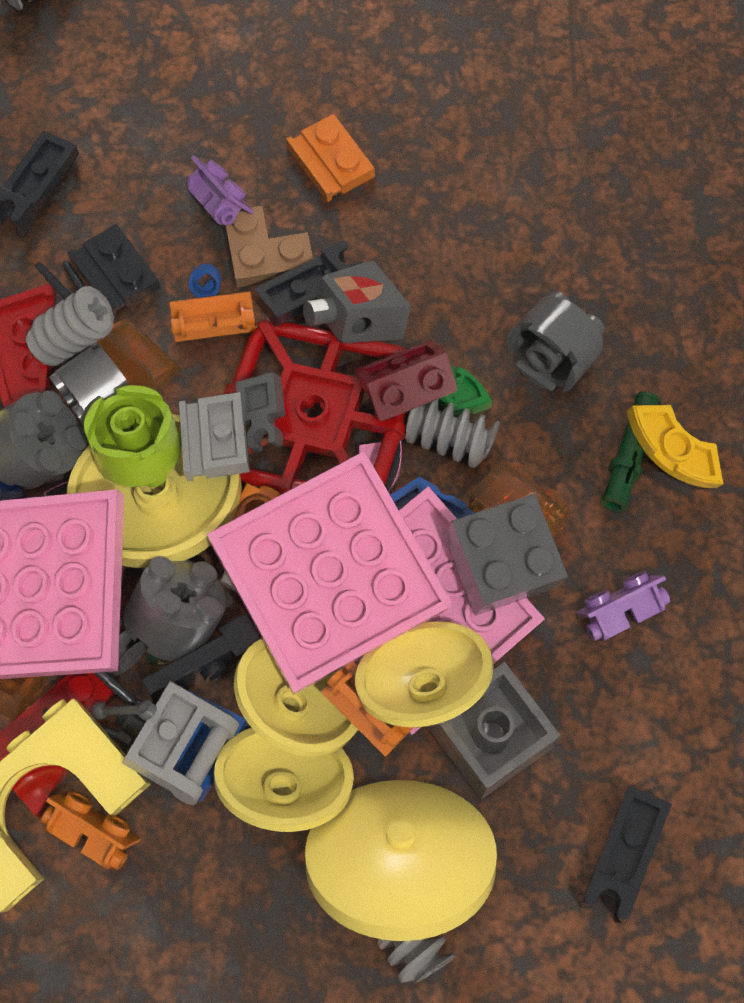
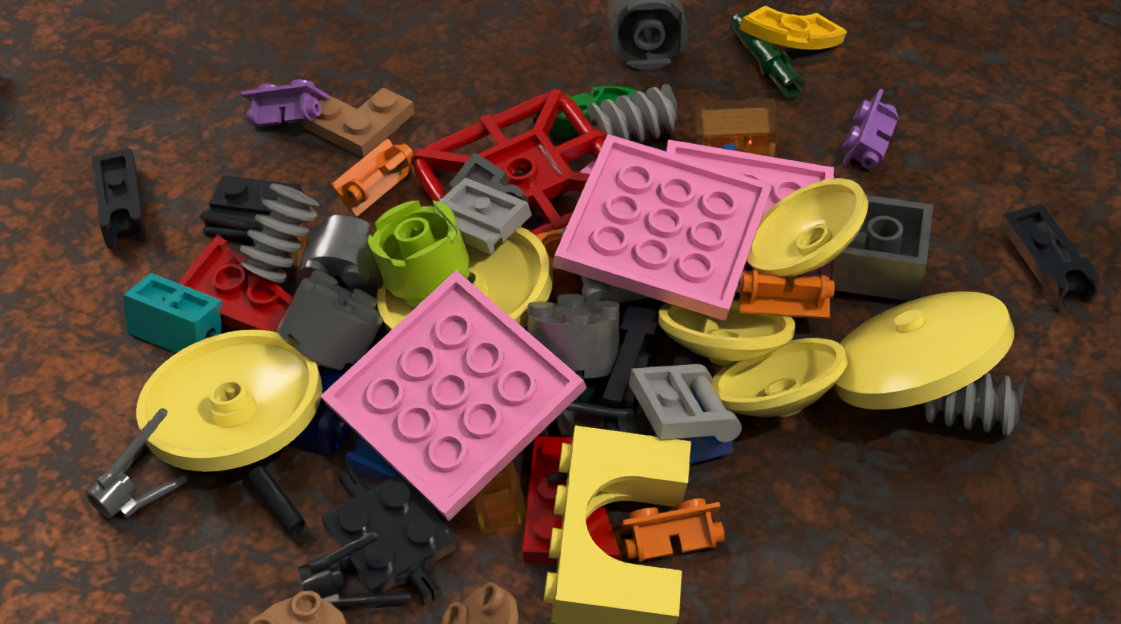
camera: 40 degrees left, 20 degrees down
(145, 710) = (637, 393): dark grey hinge -> none
(210, 286) = (345, 160): blue hinge -> none
(286, 294) = (426, 108): black plate -> none
(330, 157) = (343, 42): orange plate -> none
(359, 305) = (473, 91): dark grey torso -> none
(407, 379) = (576, 94): dark red bracket -> none
(505, 554) = (770, 134): dark grey brick -> none

